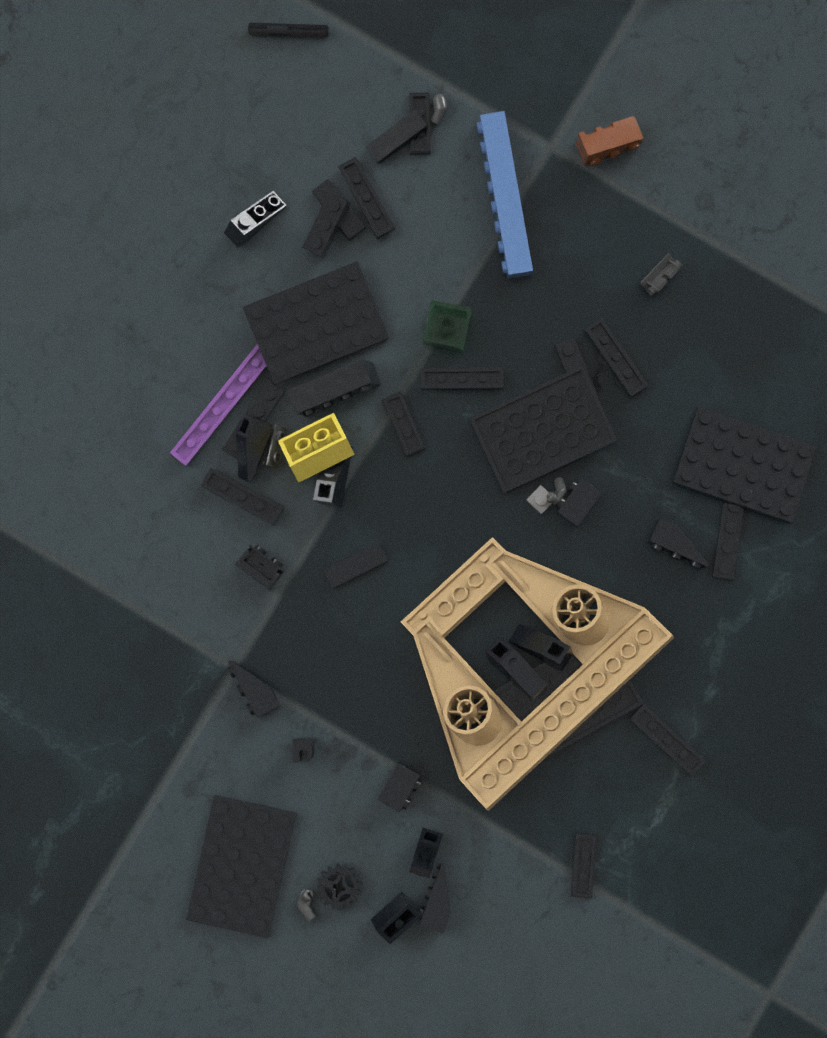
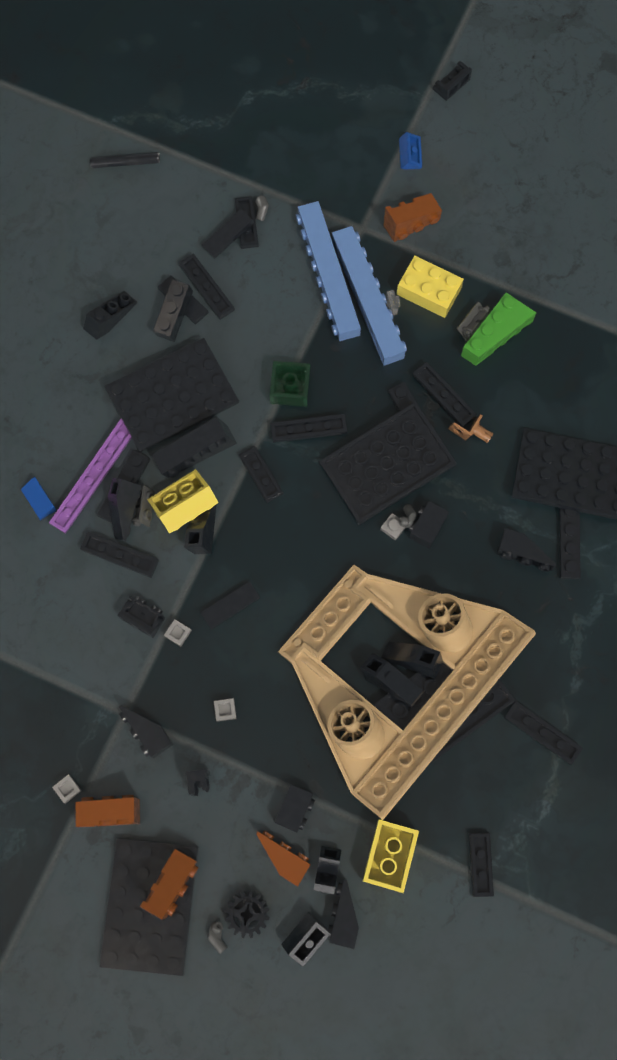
camera: 10 degrees left, 10 degrees down
(159, 423) = (38, 499): none -> blue slope
(166, 738) = (66, 789): none -> light grey plate
(207, 767) = (107, 811): none -> dark orange wedge
(265, 849) = (170, 885): none -> dark orange wedge
(296, 589) = (177, 633): none -> light grey plate
(338, 676) = (225, 710): none -> light grey plate
(386, 842) = (288, 865): none -> dark orange slope
(491, 847) = (390, 856): none -> light yellow brick
(546, 229) = (368, 296): none -> medium blue brick
(573, 241) = (393, 301): none -> clear plate
(617, 228) = (429, 286): none -> light yellow brick
(618, 56) = (410, 151): none -> blue slope
(643, 401) = (475, 429): none -> medium nougat bracket
(691, 283) = (499, 326): none -> bright green wedge

